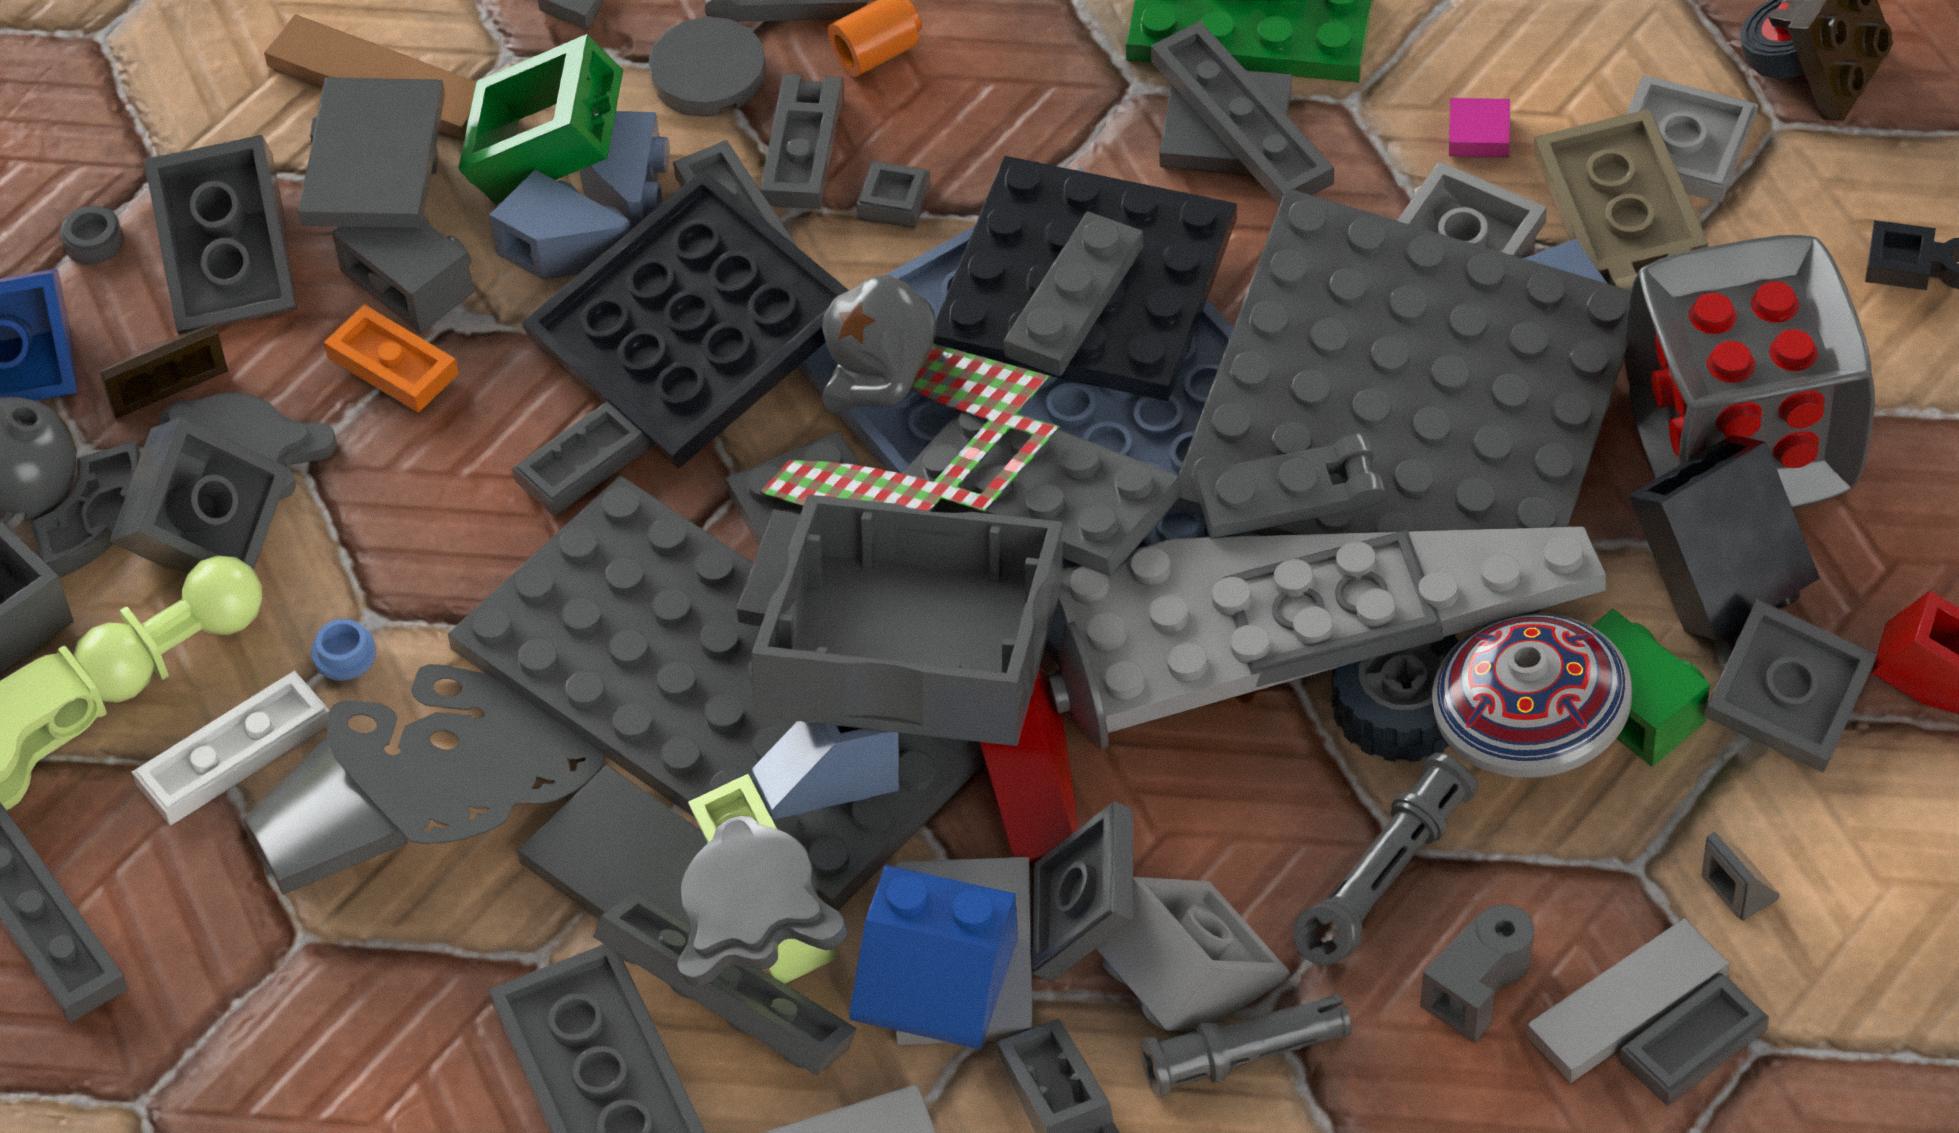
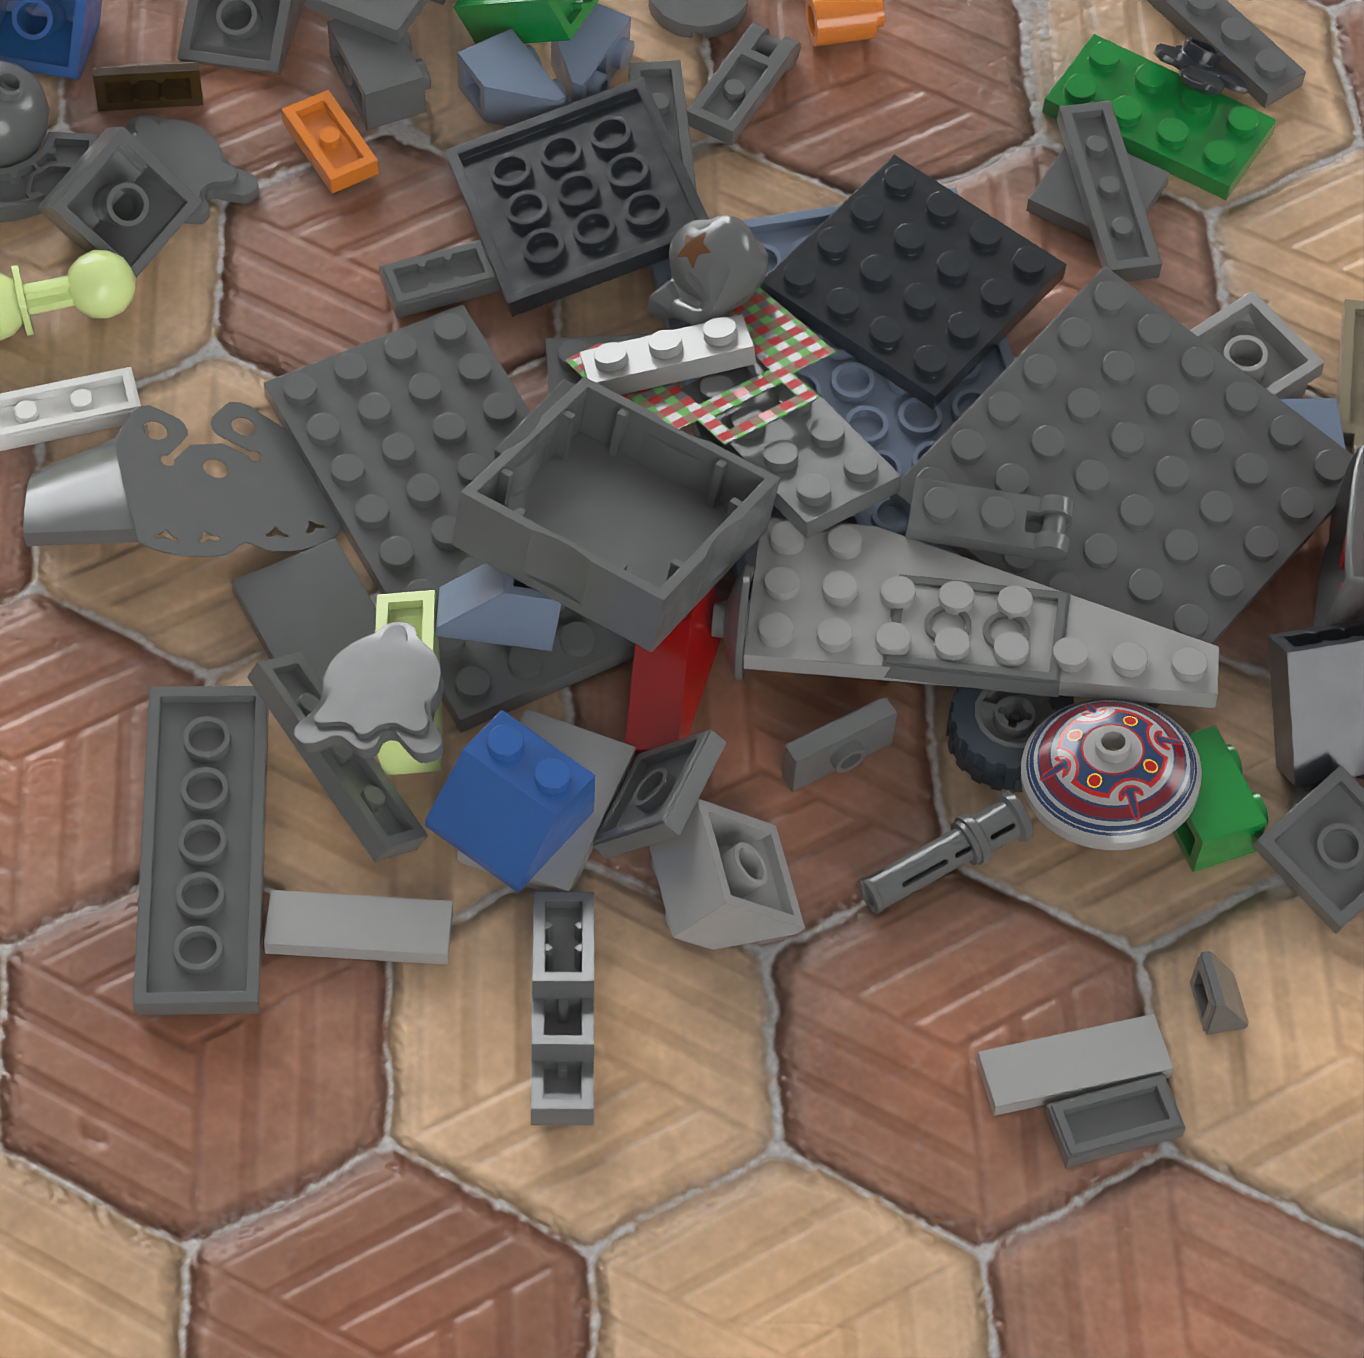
camera: 15 degrees right, 5 degrees up
(343, 650) = (177, 364): medium blue plate -> none
(878, 443) = (671, 355): none -> light grey plate
(893, 194) = (796, 154): dark grey tile -> none
(1073, 293) = (890, 290): dark grey plate -> none
(1215, 1049) = (706, 970): dark grey pin -> none
(1238, 774) = (839, 744): none -> dark grey plate
(1333, 950) = (831, 907): dark grey bush -> none
(1475, 966) = (958, 985): dark grey leg -> none
(1479, 127) = (1306, 274): dark pink tile -> none

